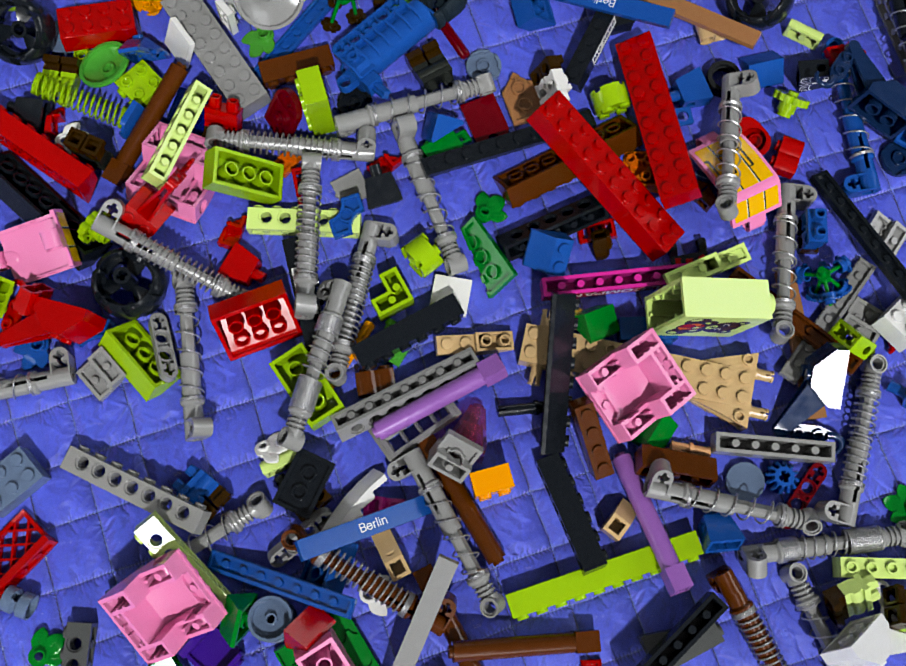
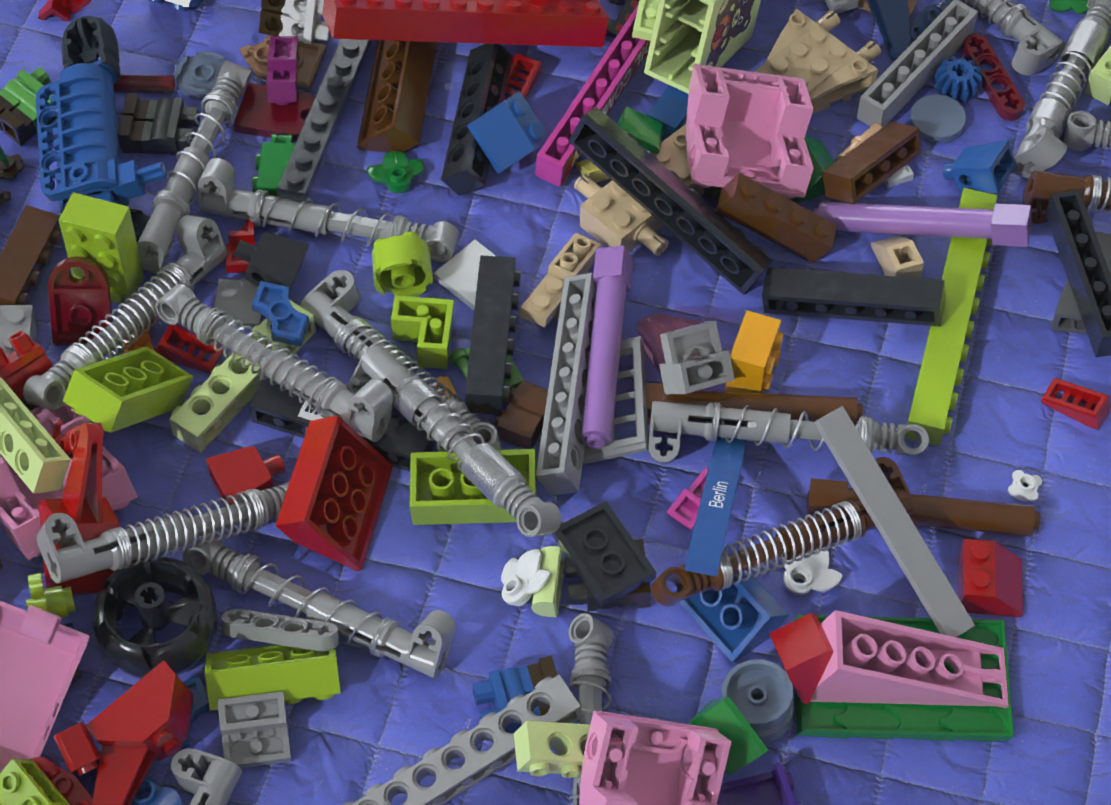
camera: 55 degrees left, 20 degrees down
(232, 233) = (185, 469): red slope -> none
(278, 550) = (675, 645): light grey beam -> none
(282, 584) = (731, 646): blue tile -> none
(356, 499) = (666, 515): white slope -> none
(391, 555) = (763, 514): tan slope -> none
(438, 126) = (248, 151): blue slope -> none
(492, 263) = (468, 205): green wing -> none
(509, 104) = (282, 69): none -> magenta slope
(521, 408) = (690, 268): black pin -> none
(524, 646) = (975, 452): reddish brown brick -> none
(601, 243) = (539, 81): dark brown rock -> none
(687, 495) = (888, 178): light grey piece -> none

